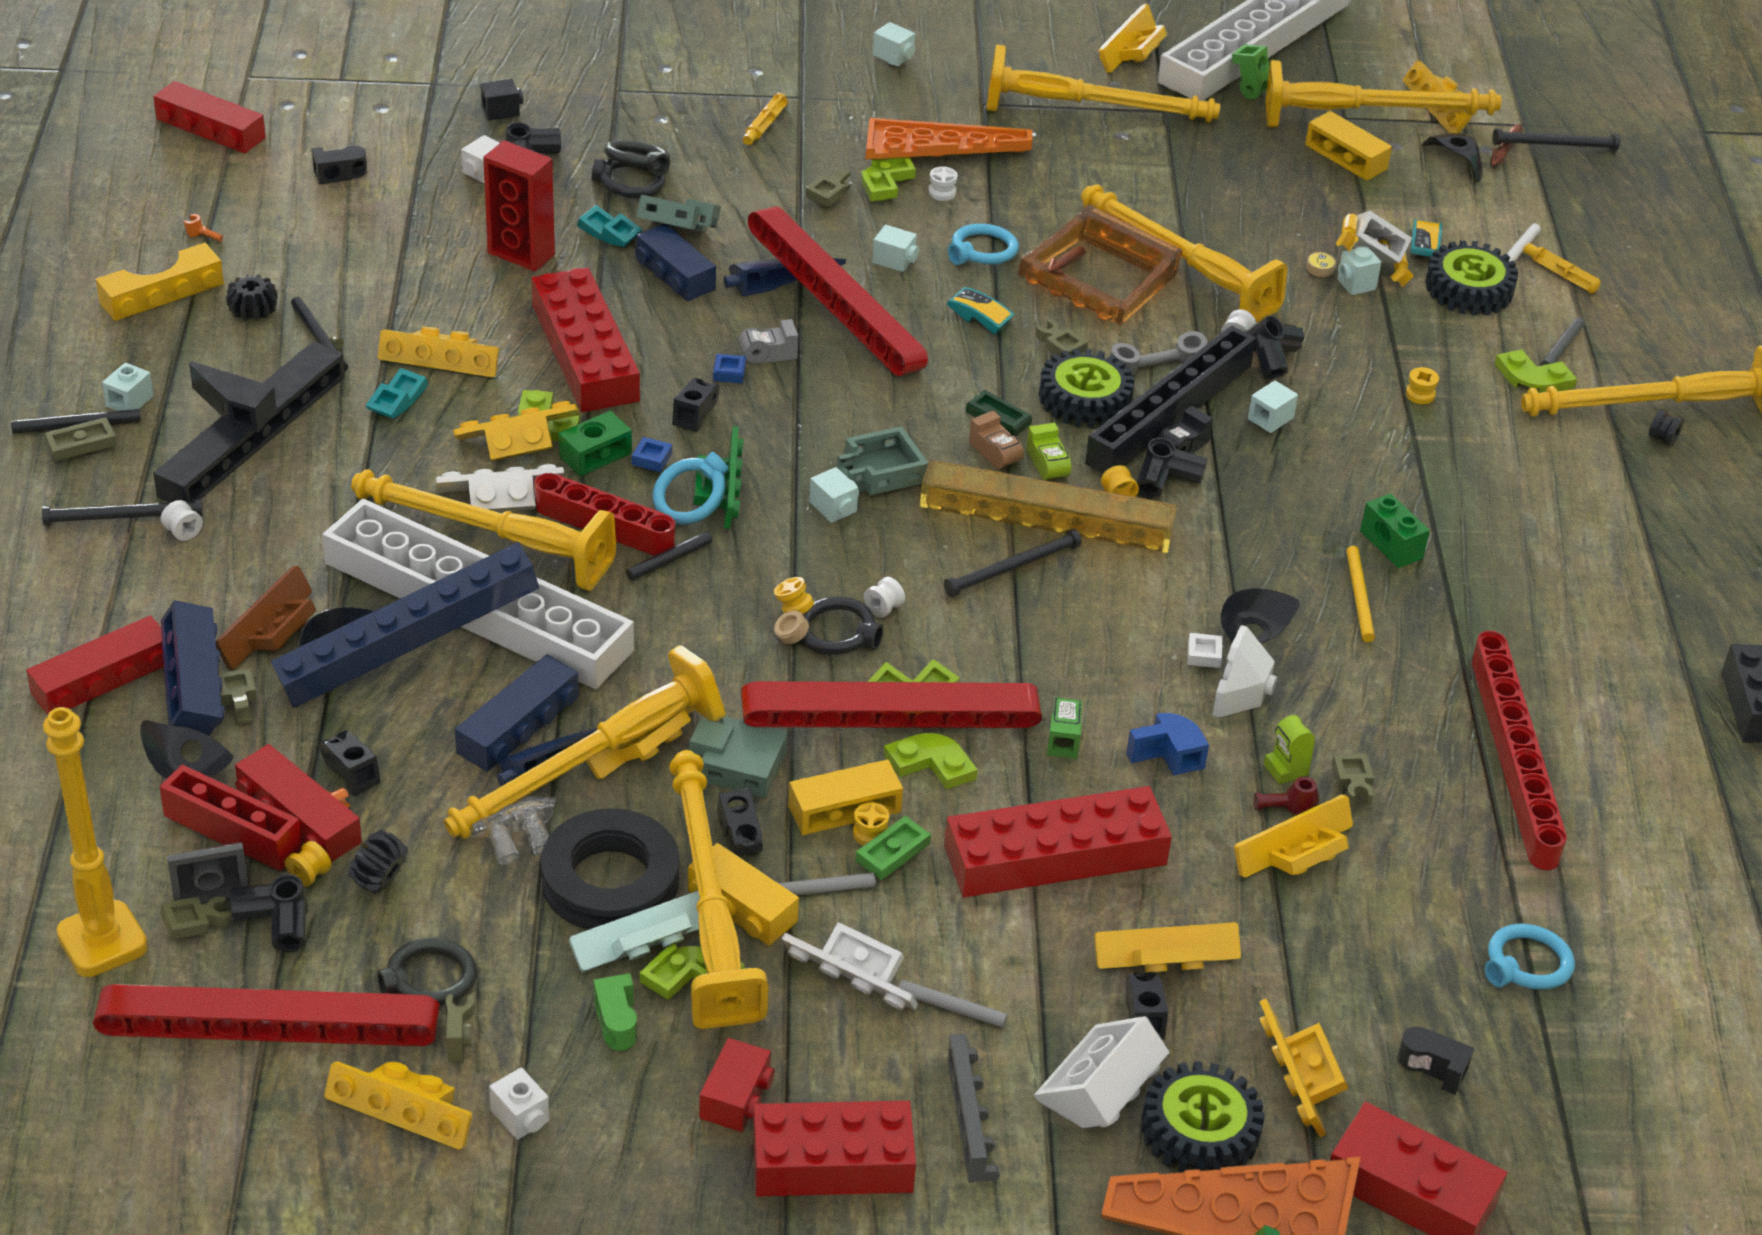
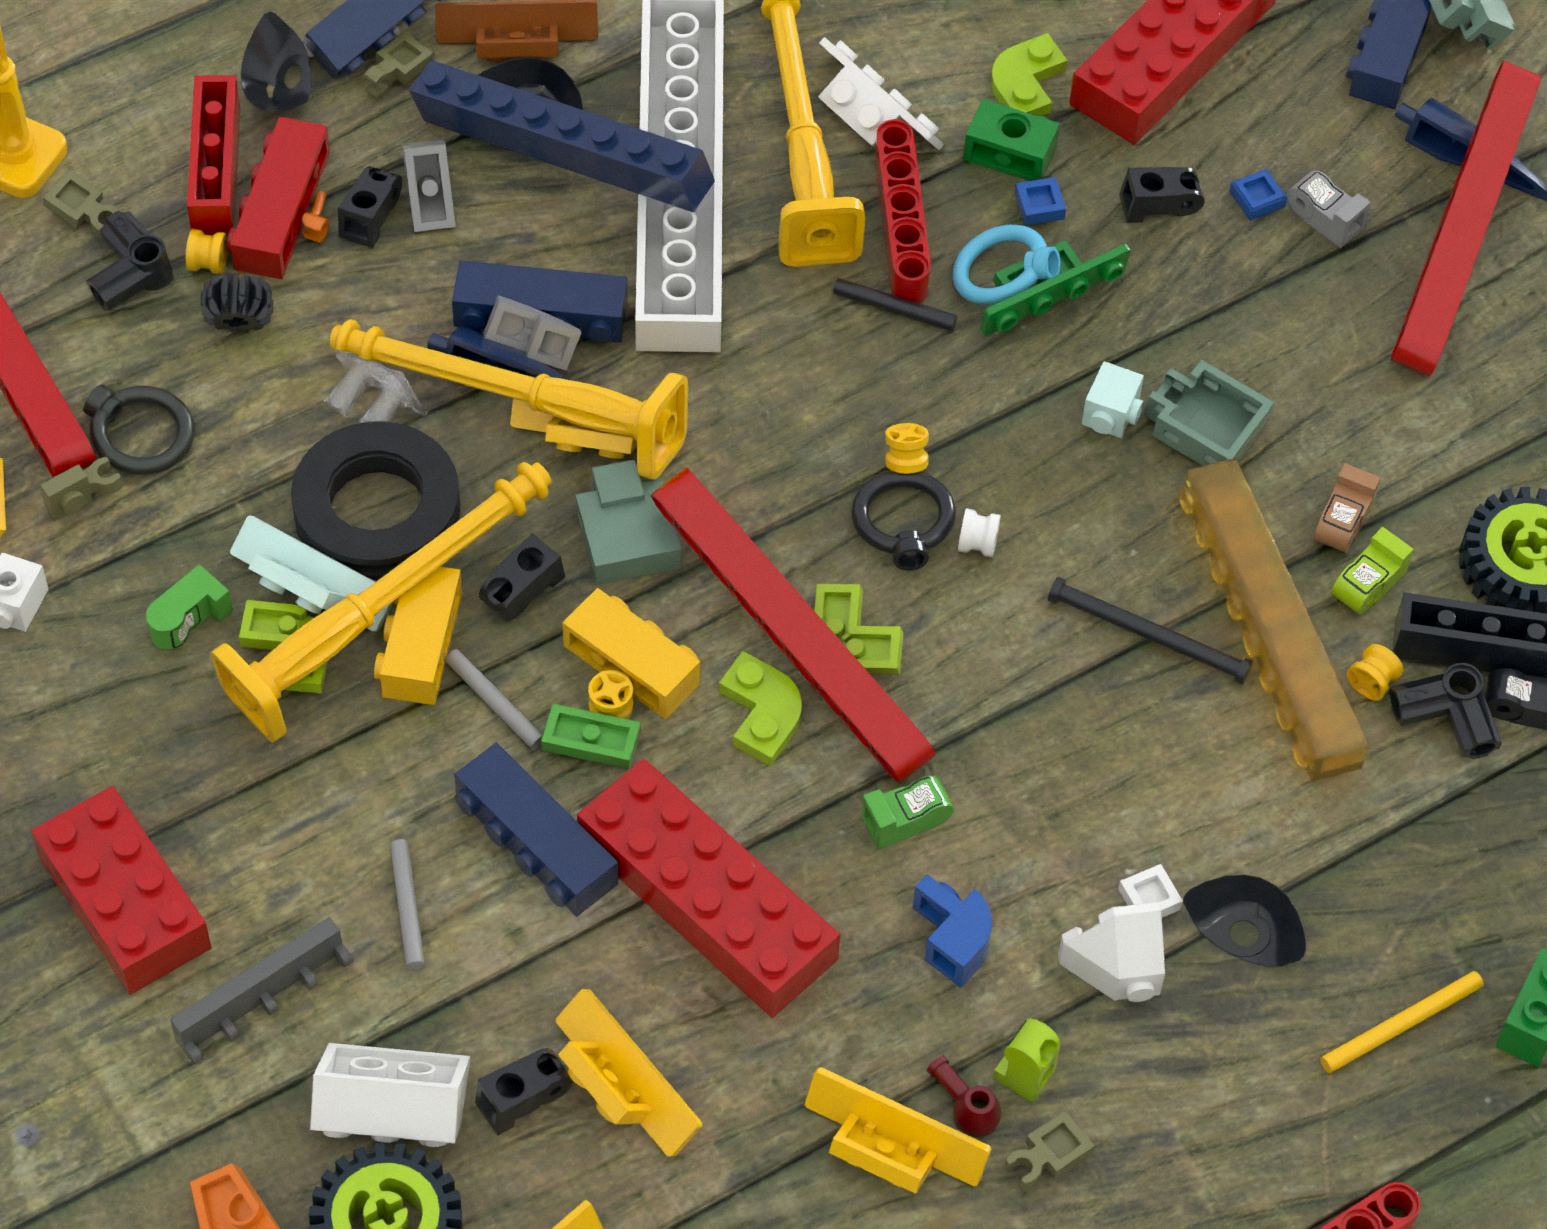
camera: 60 degrees right, 15 degrees up
(207, 872) = (132, 179): dark grey slope -> none
(364, 718) = (428, 185): none -> light grey slope
(517, 434) = (962, 69): yellow bracket -> none
(545, 723) = (533, 332): none -> light grey slope
(736, 1085) = (154, 760): red brick -> none
(791, 627) = (862, 471): tan tile -> none
(858, 958) = (394, 785): white bracket -> none
(948, 905) = (535, 830): none -> dark blue brick
(1012, 418) = (1412, 490): dark green tile -> none

